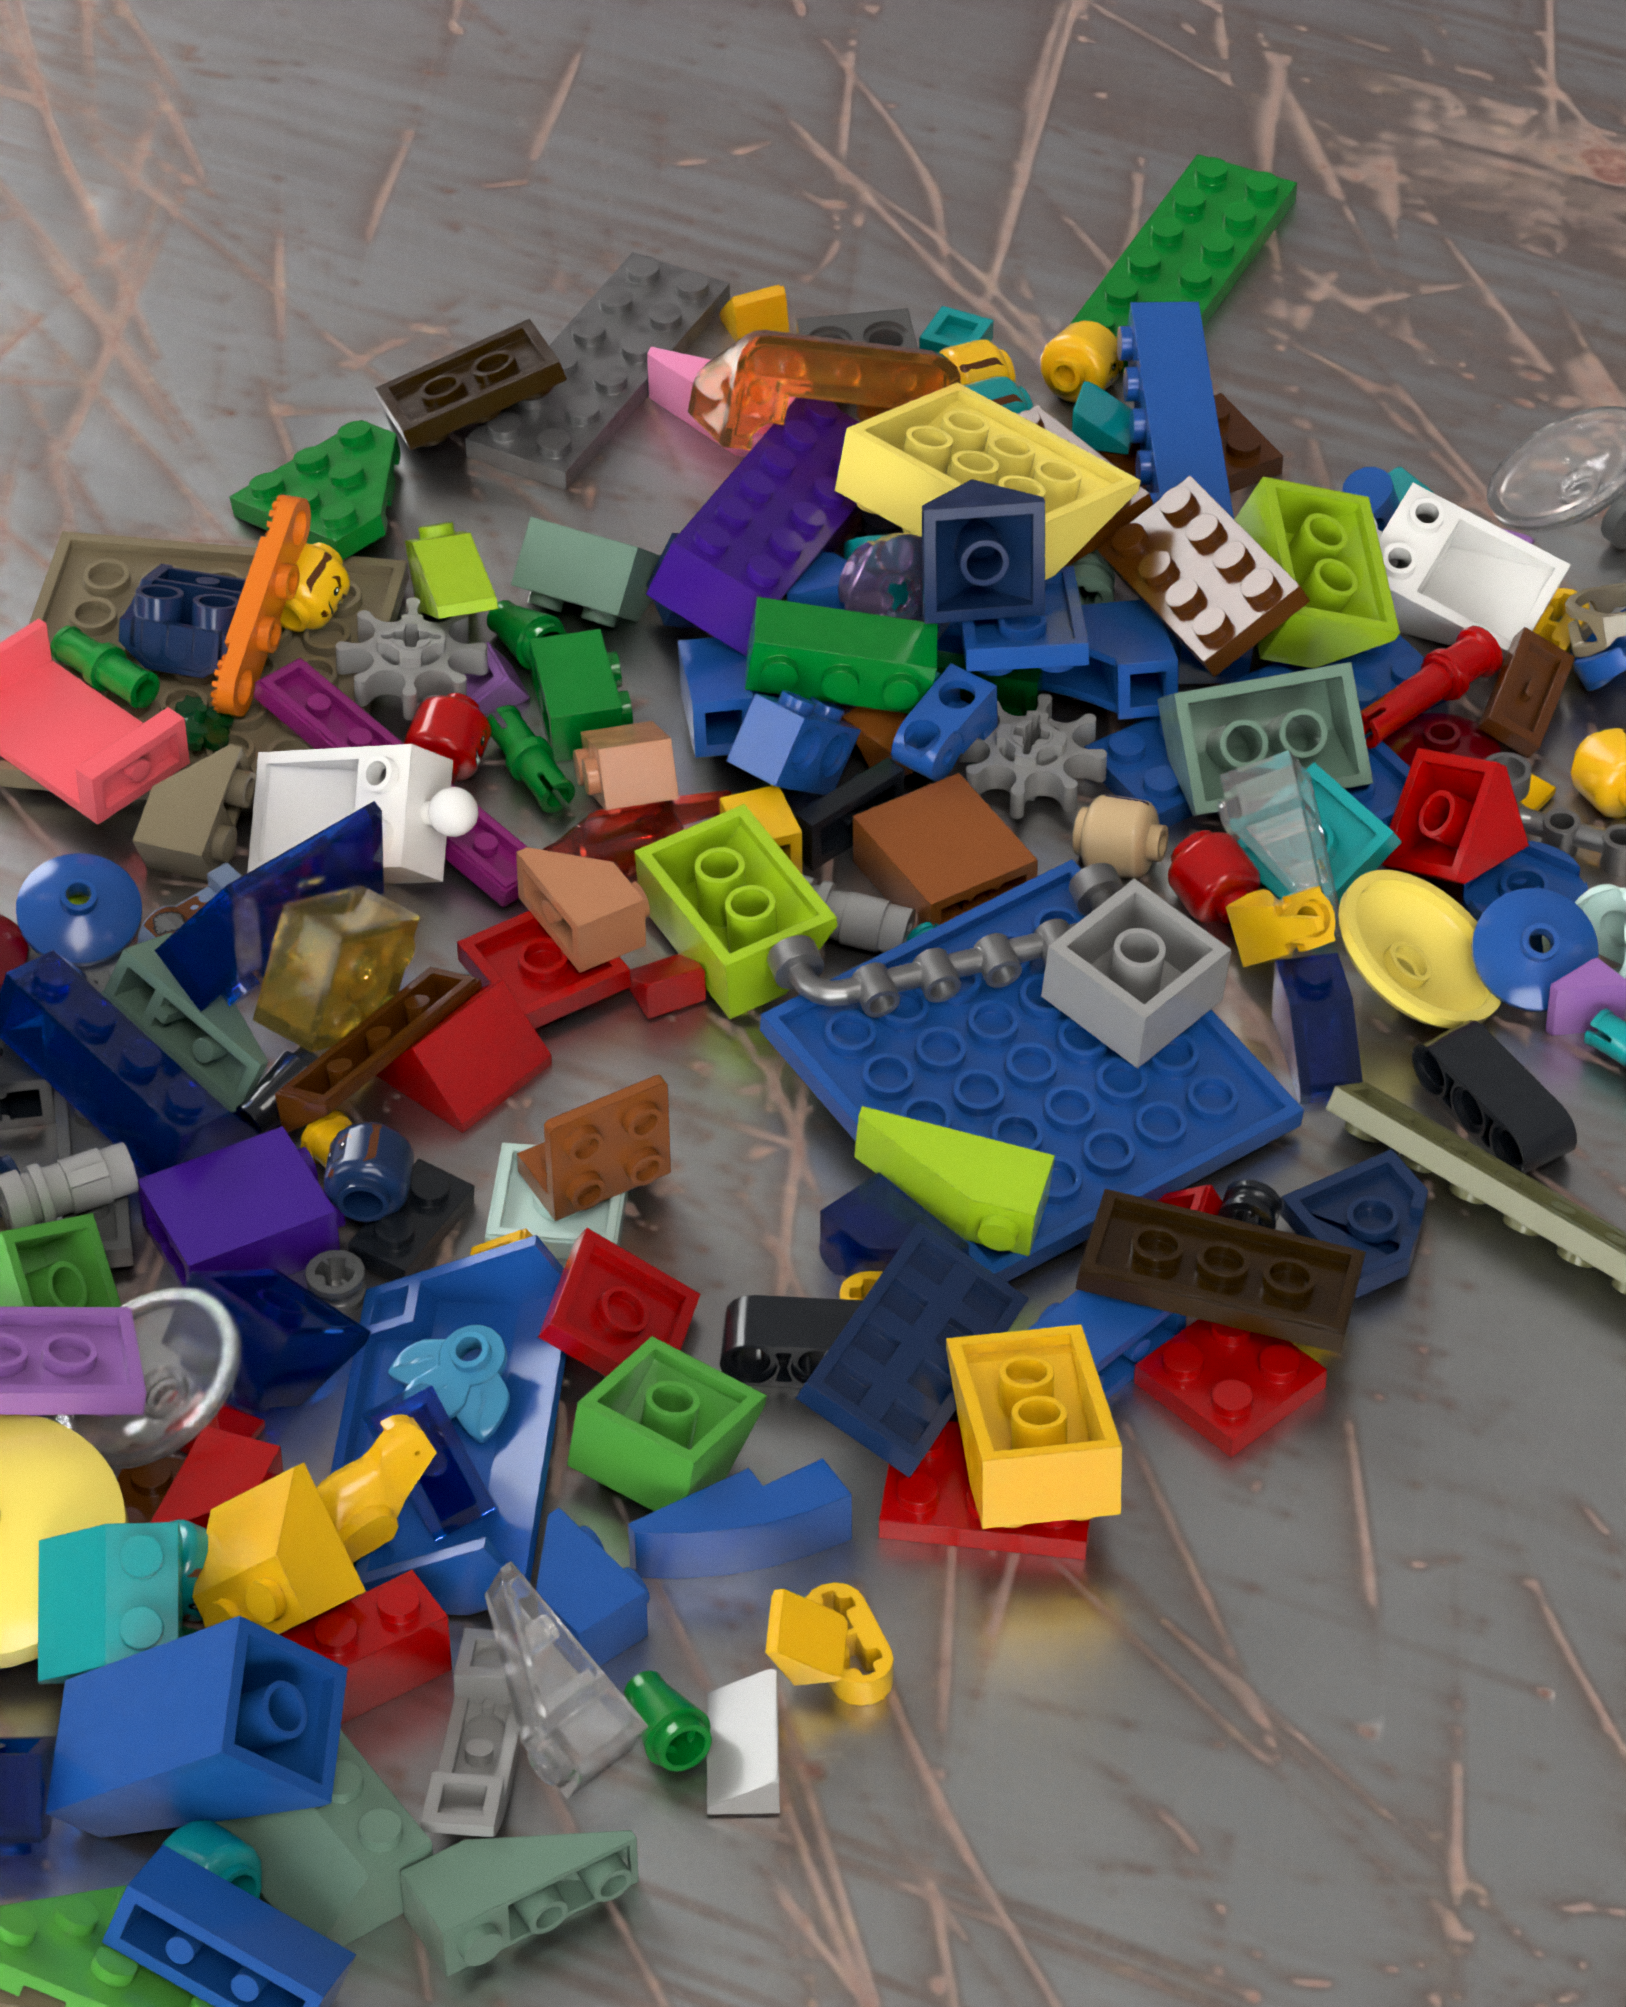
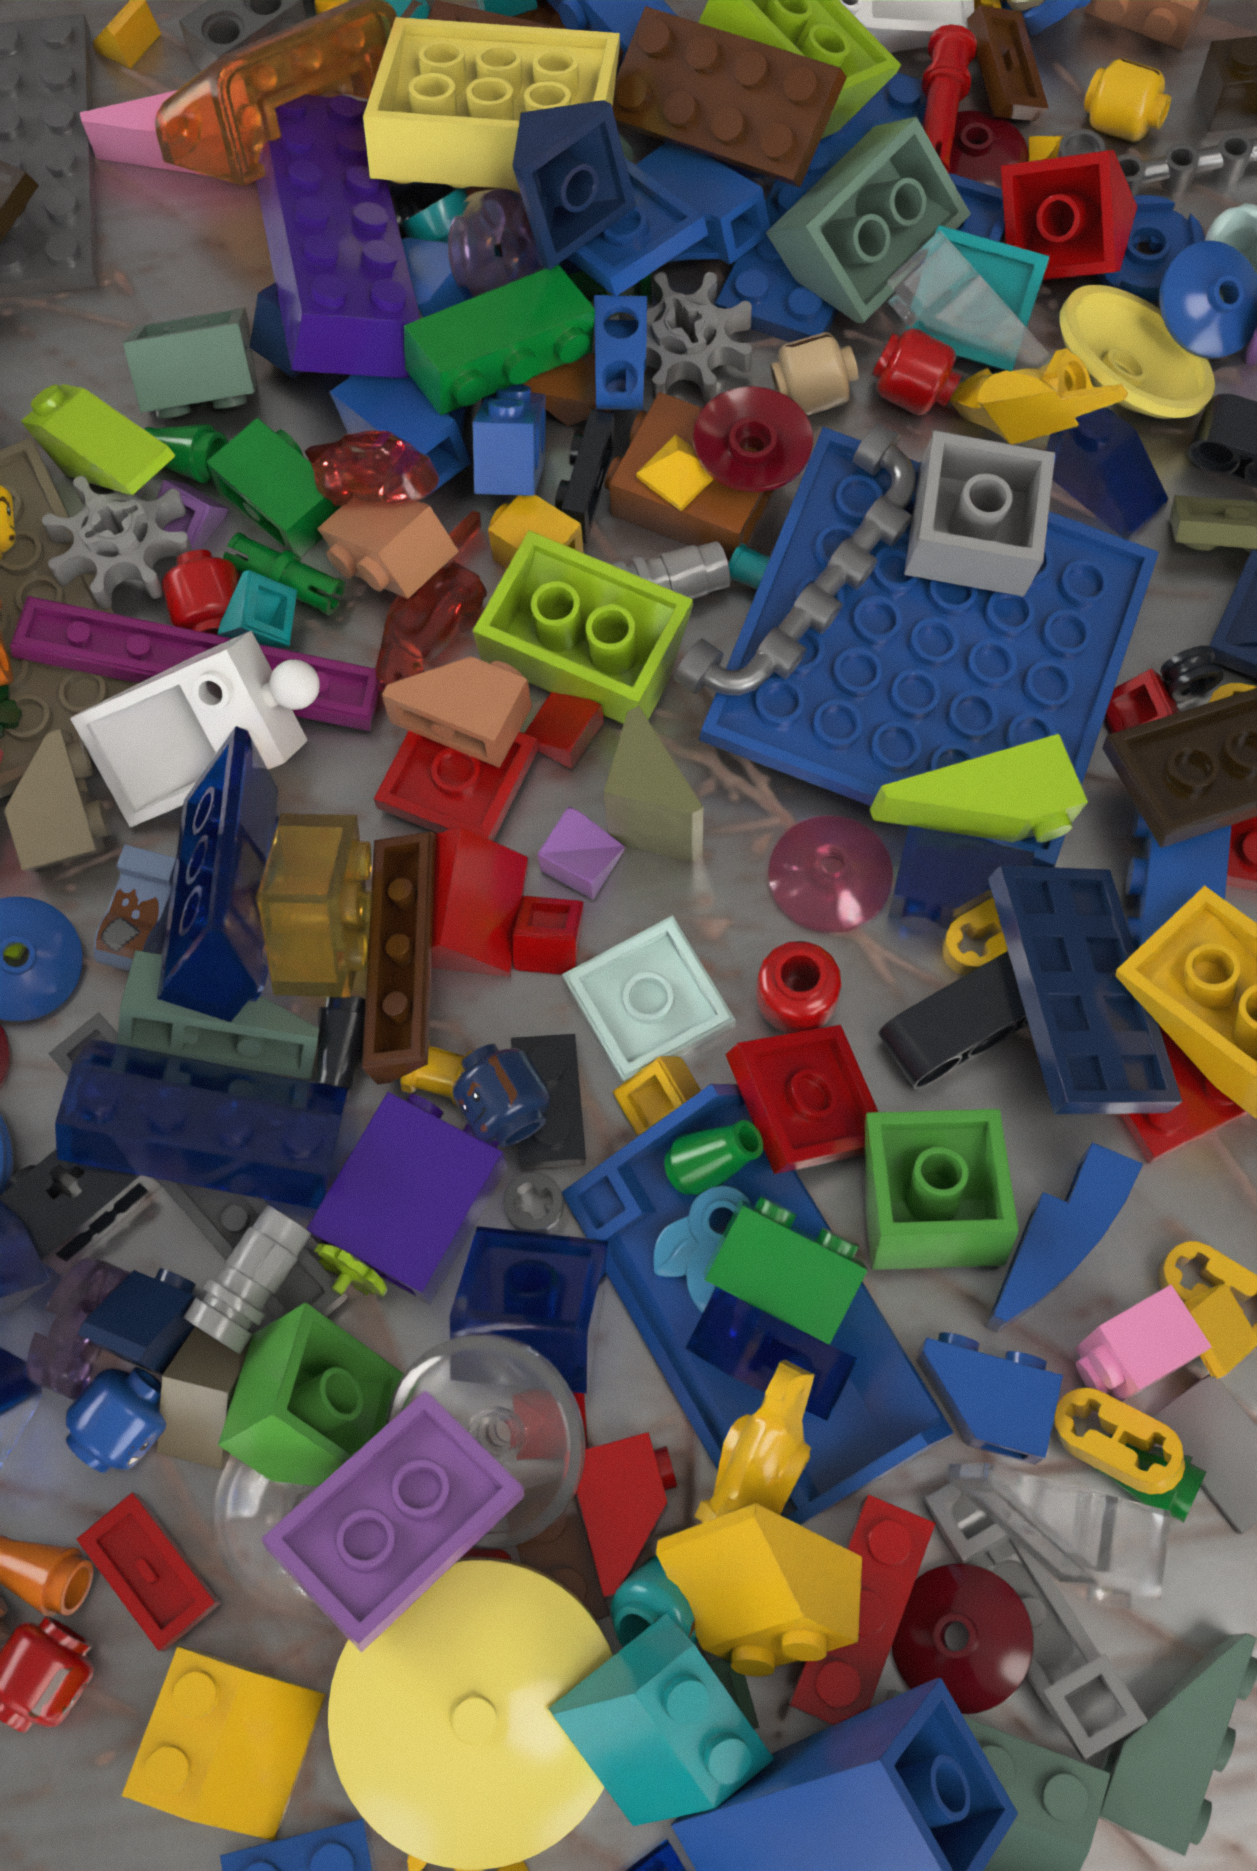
camera: 30 degrees left, 25 degrees up
(148, 1234) = (350, 1271): none -> lime plant
(414, 1733) = (998, 1630): none -> dark red dish
(485, 766) = (262, 608): none -> teal slope
(485, 1394) = (786, 1269): none -> green brick
(501, 1301) = (711, 1156): none -> green cone
(514, 1113) = (547, 934): none -> red slope
(591, 1064) = (579, 853): none -> medium lavender slope
(601, 1149) = (665, 948): dark orange bracket -> none
(652, 1661) = (1126, 1426): none -> yellow beam
(657, 697) = (372, 469): none -> clear red animal
(675, 1036) = (648, 796): none -> olive slope
(685, 1237) = (798, 986): none -> red head
(723, 1606) = (1140, 1346): none -> bright pink brick
(783, 1197) = (825, 899): none -> clear pink dish
(916, 832) = (675, 473): none -> yellow slope
(995, 831) = (756, 420): none -> dark red dish

